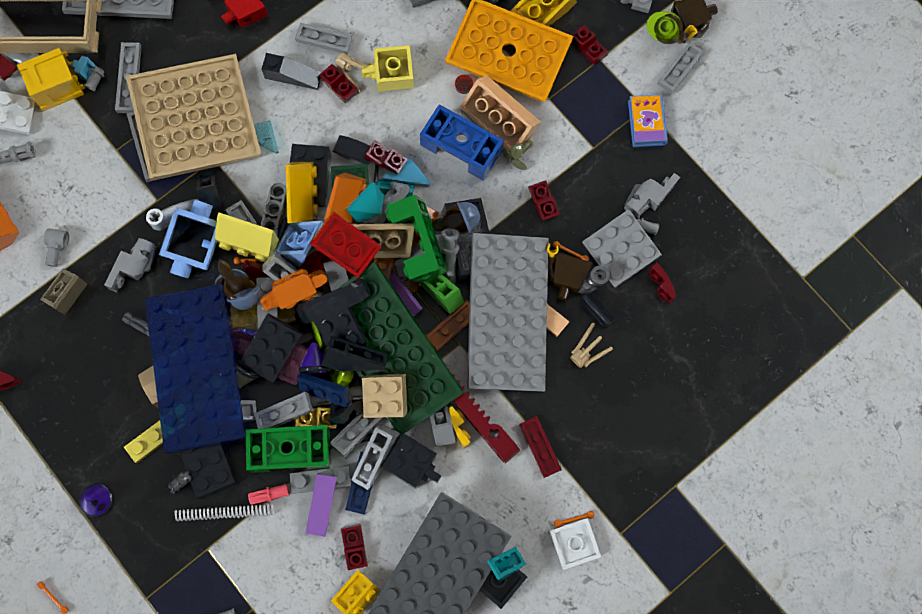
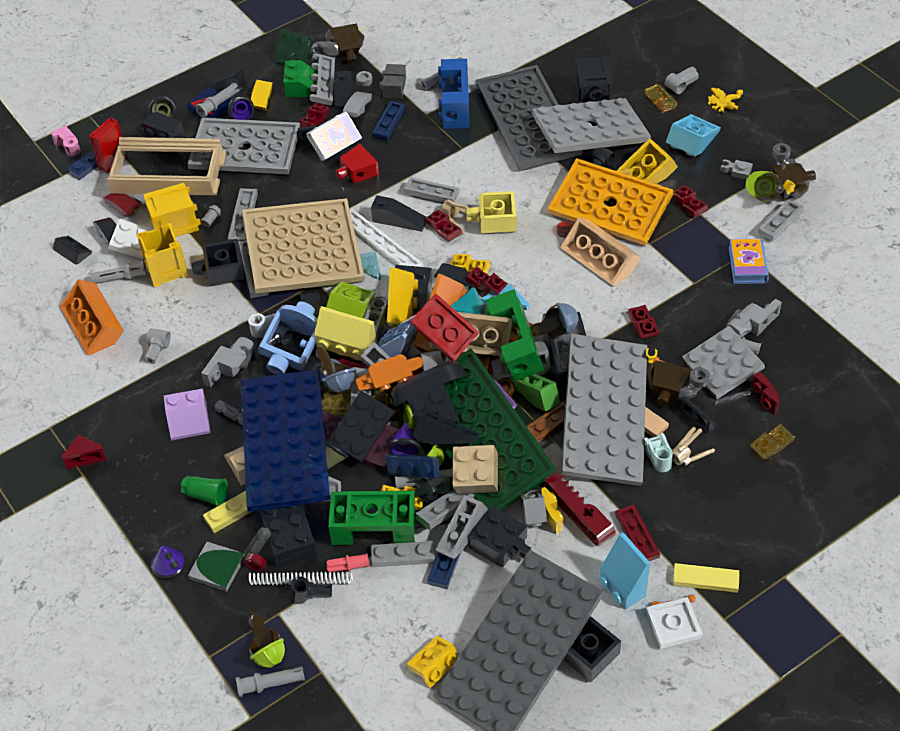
camera: 10 degrees right, 25 degrees down
(47, 138) = (162, 255): none -> yellow container
(63, 609) = (121, 661): orange hinge -> none
(64, 291) = (161, 381): dark tan slope -> none
(83, 67) = (202, 206): medium azure tile -> none
(95, 331) = (187, 414): none -> lavender slope
(111, 142) = (221, 262): none -> black hinge
(123, 420) = (205, 489): none -> green plant
(143, 502) = (216, 566): none -> dark green tile
(179, 499) = (255, 562): none -> dark red tile
(198, 591) = (267, 646): none -> piece
(236, 526) = (309, 590): none -> black pin
(248, 190) = (350, 299): none -> lime slope
(278, 108) = (382, 242): none -> white tile
(284, 411) = (379, 481): light grey plate -> none
(321, 504) = (402, 572): medium lavender tile -> none
(354, 547) = (434, 615): dark red slope -> none
(367, 134) = (466, 262): none -> yellow slope
(450, 249) = (547, 347): light grey pin -> none
(479, 149) = (580, 270): blue plate -> none
(506, 563) = (597, 622): teal slope -> none
(516, 153) = (616, 280): olive plant -> none
(529, 503) = (625, 572): none -> medium azure slope
(557, 352) = (659, 452): none -> light aqua piece
(604, 492) = (706, 578): none -> light yellow tile
(667, 338) = (773, 442): none -> clear yellow slope

